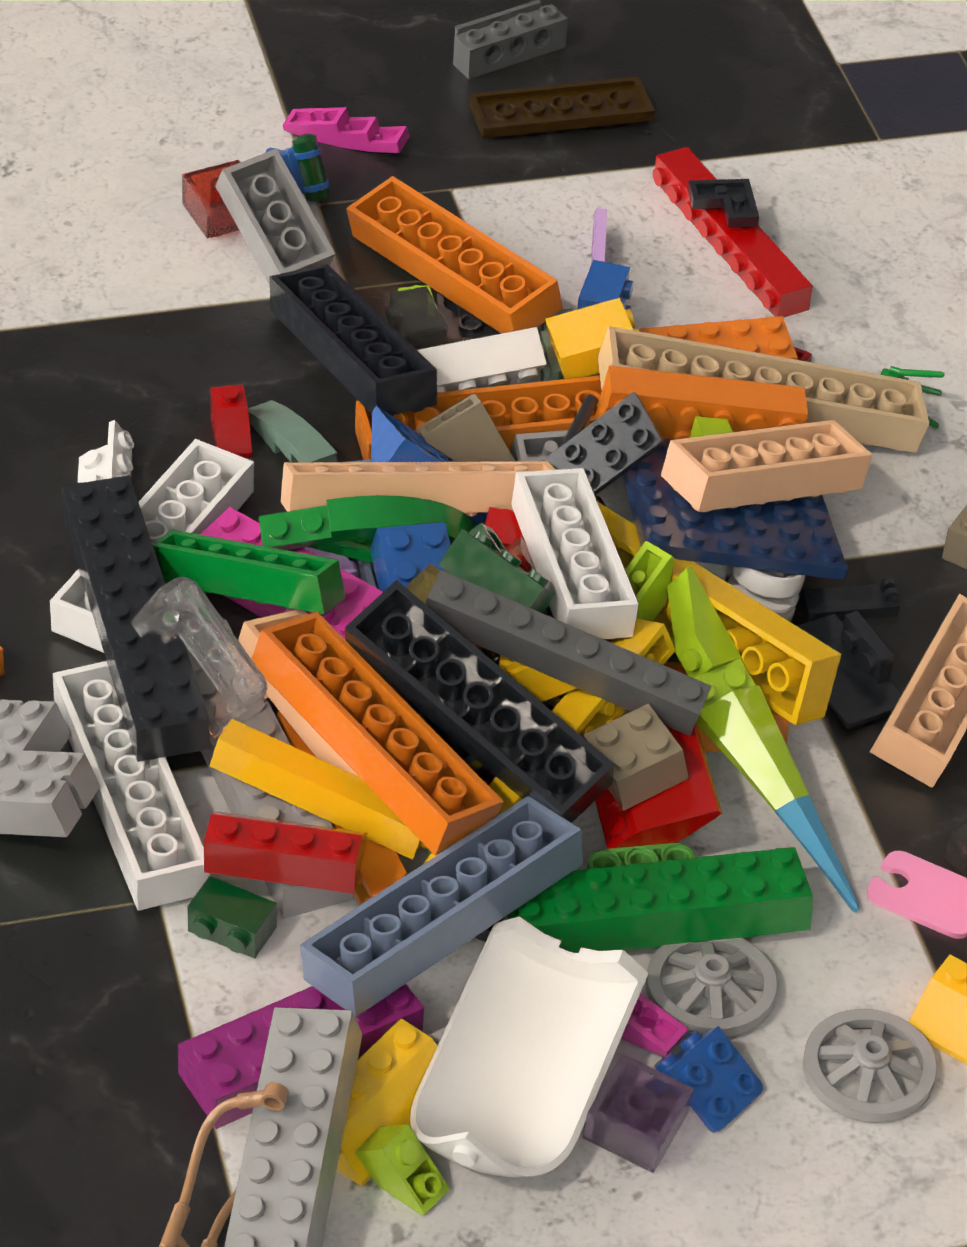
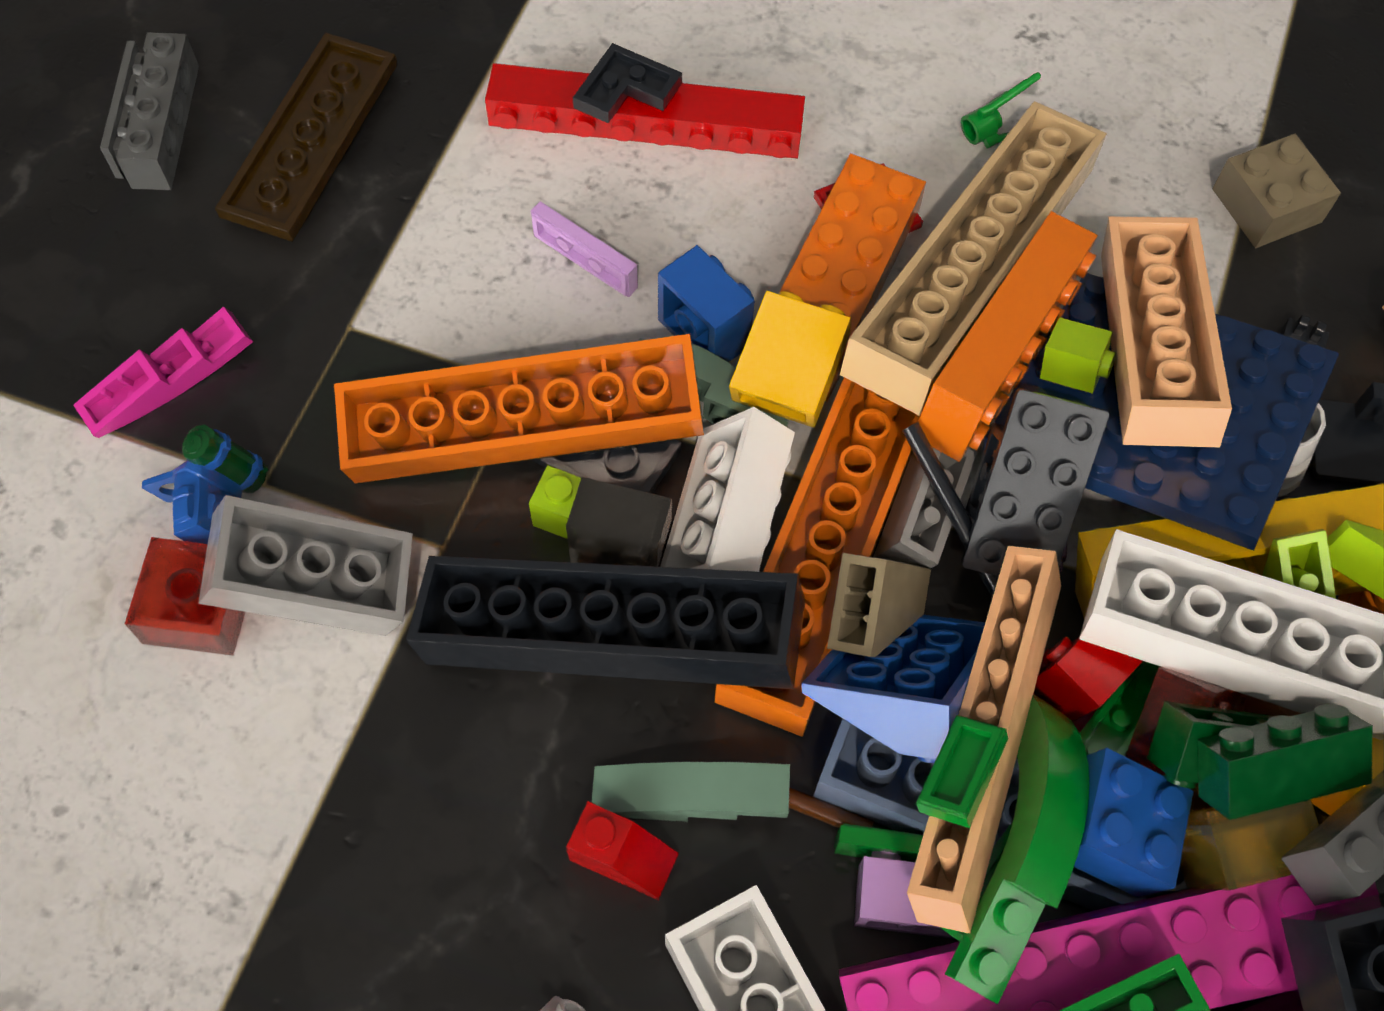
camera: 55 degrees left, 20 degrees up
(373, 460) = (962, 771): none -> green tile

